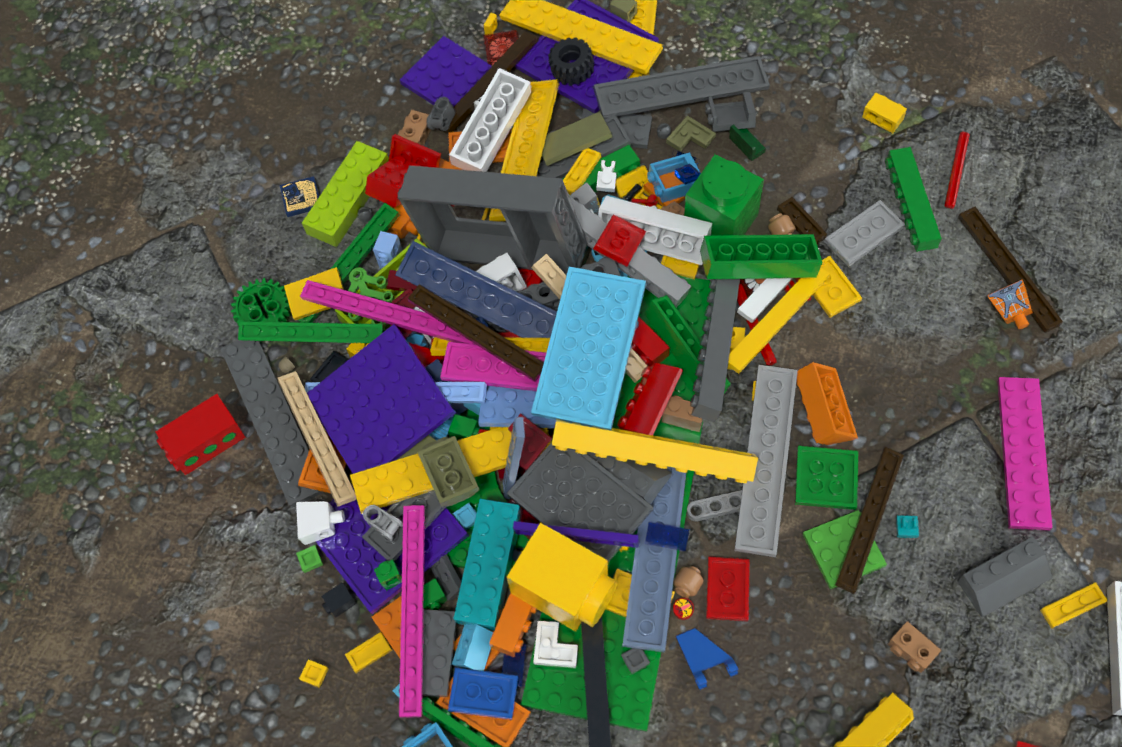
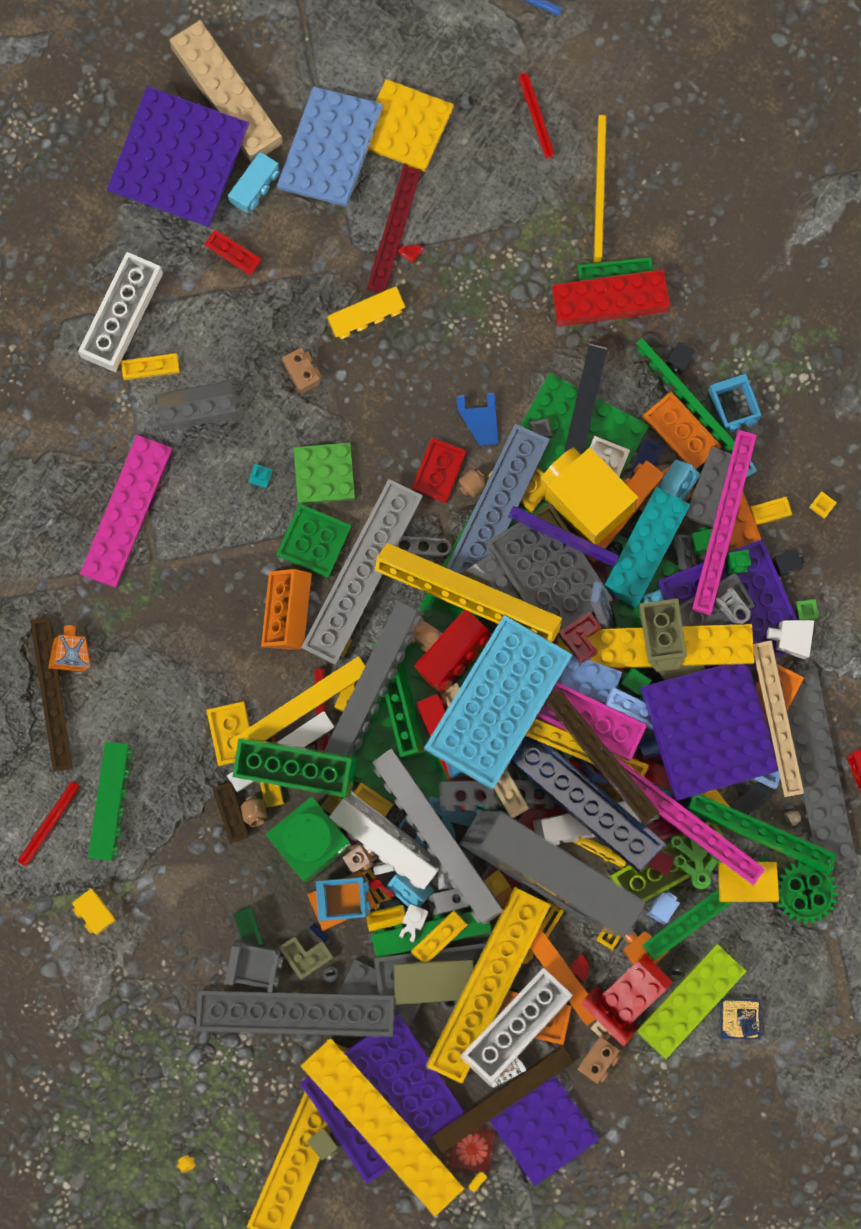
camera: 170 degrees left, 15 degrees up
(441, 114) = (567, 1064): dark grey piece -> none
(483, 693) = (679, 439): blue tile -> none
(571, 50) = (420, 1091): black tyre -> none
(619, 240) = (428, 824): red tile -> none
(667, 536) = (480, 520): clear blue plate -> none
(683, 608) = (484, 464): tile -> none
(687, 173) = (332, 888): clear blue plate -> none
(864, 233) = (172, 782): light grey tile -> none
(869, 520) = (292, 489): dark brown tile -> none

